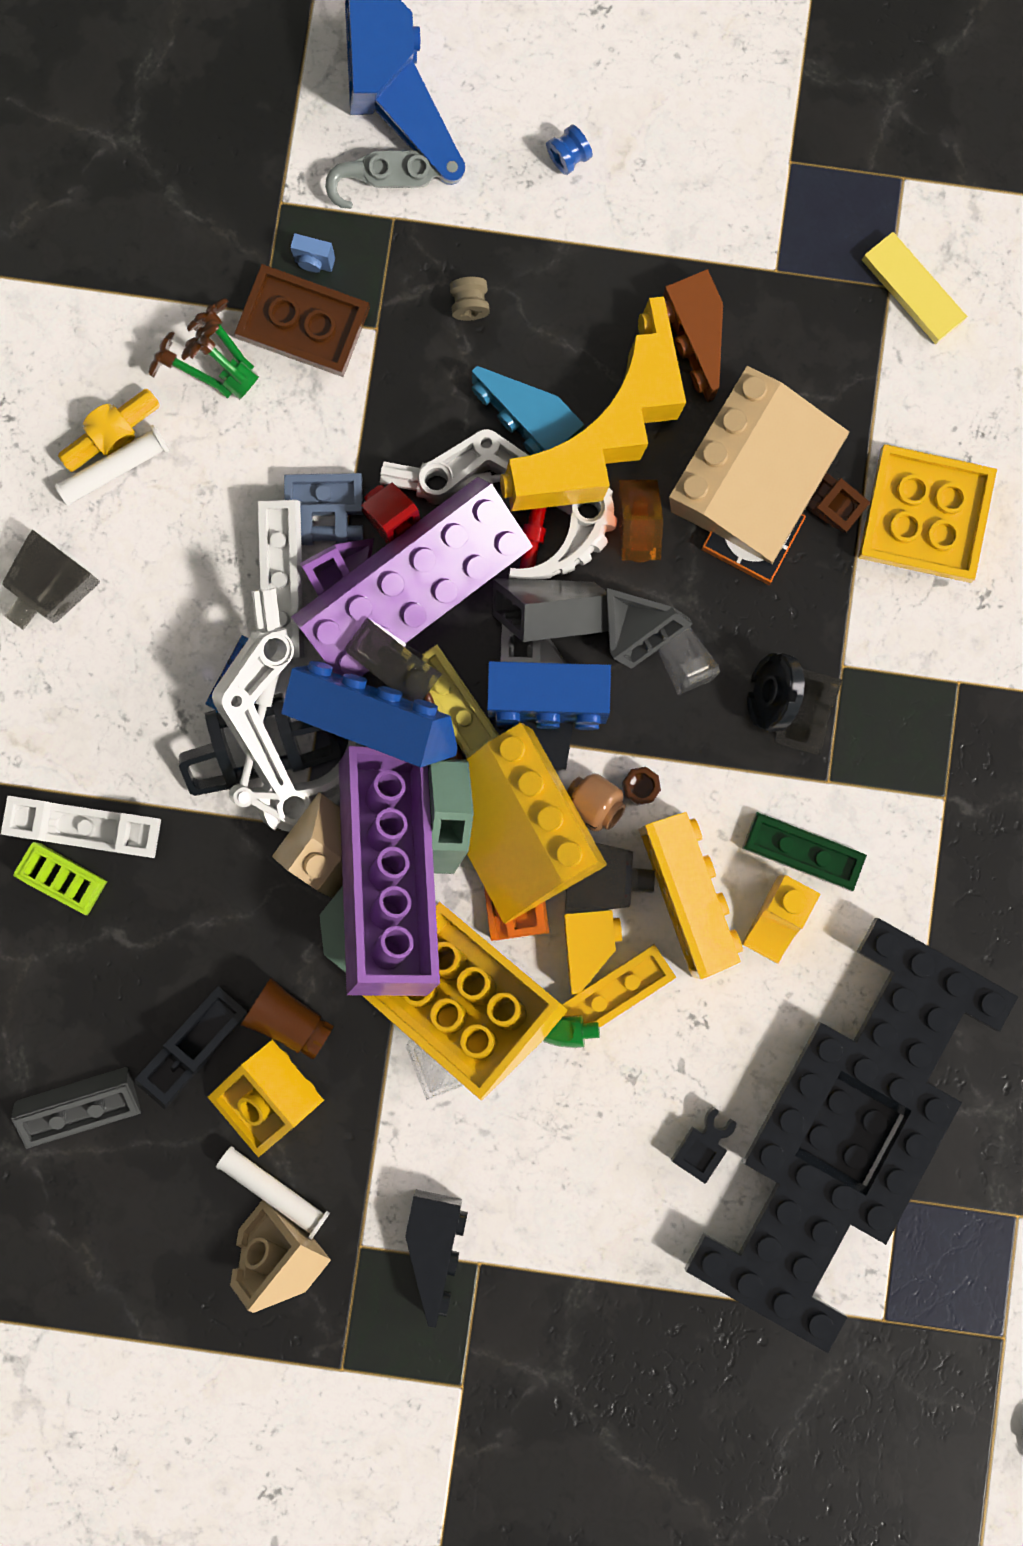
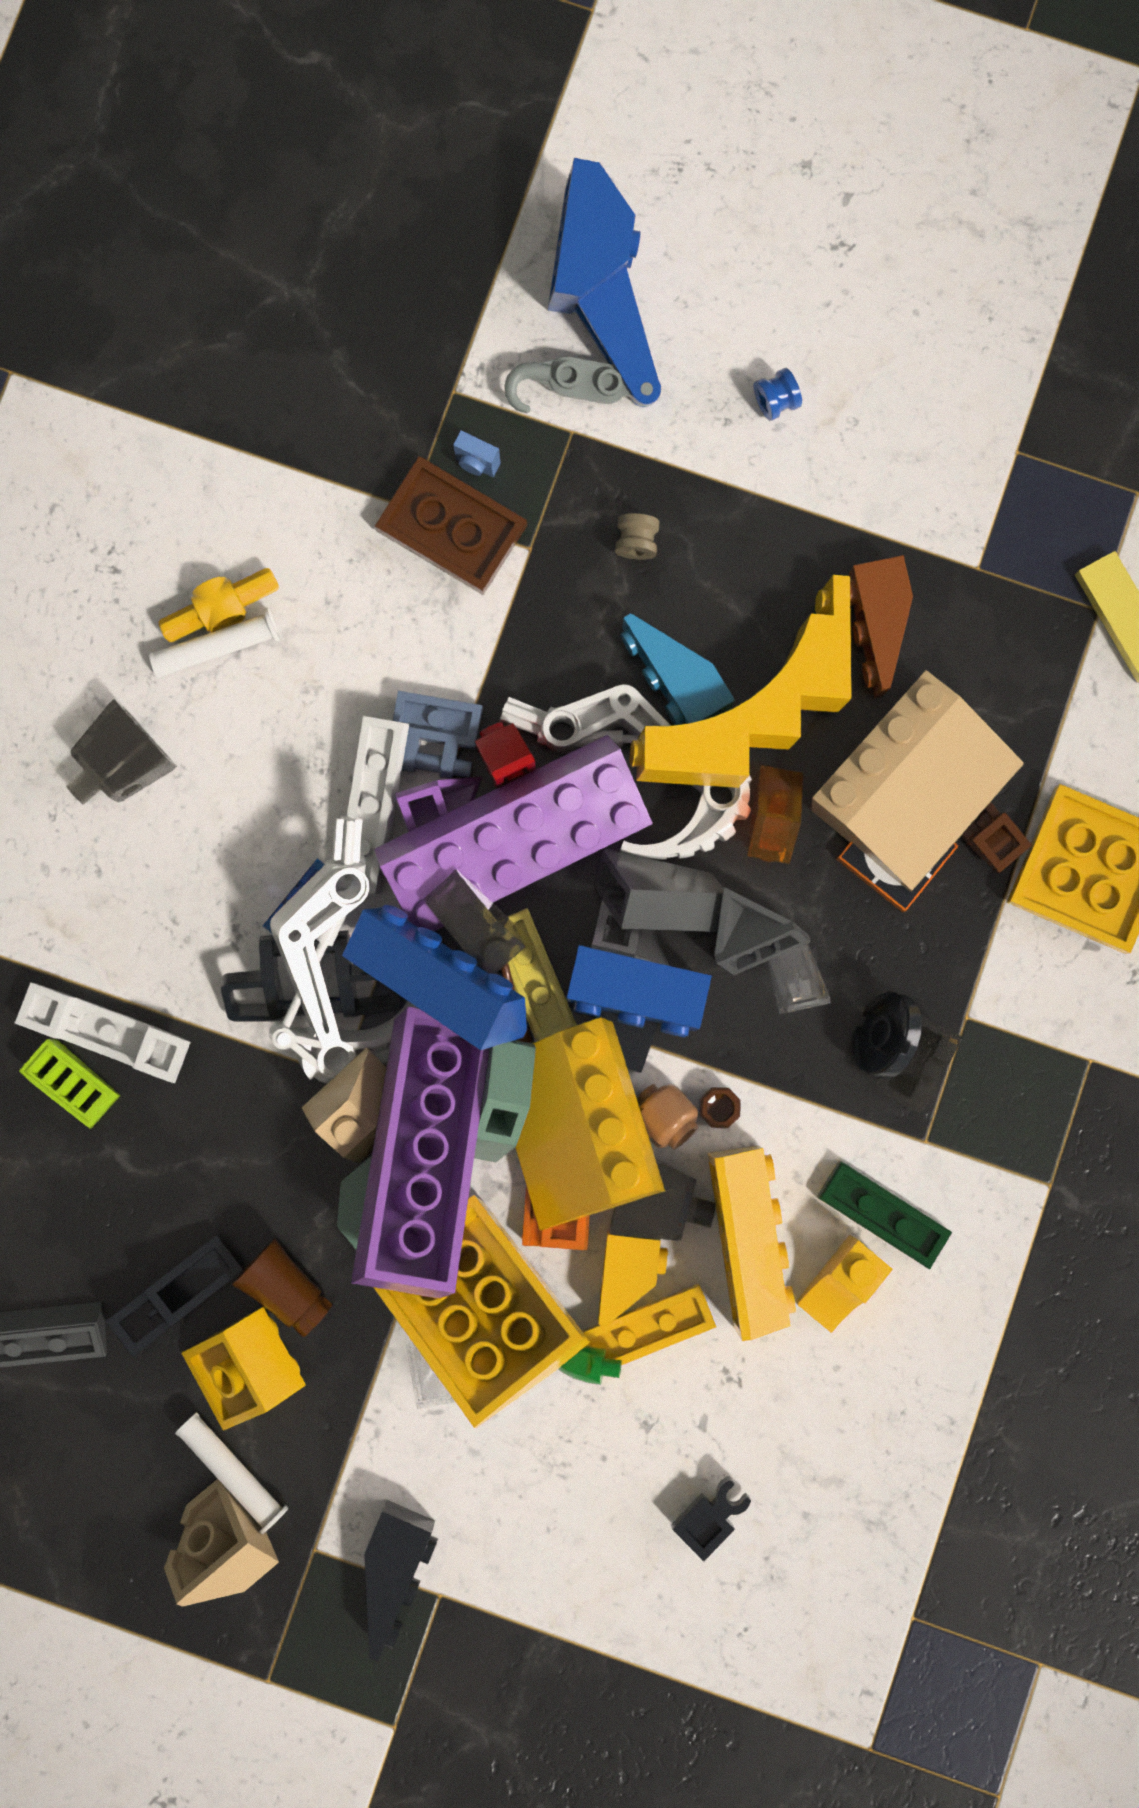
camera: 15 degrees right, 0 degrees up
(236, 374) = (367, 573): plant -> none
(536, 534) = (657, 808): red bar -> none
(833, 1126) = (856, 1526): black piece -> none

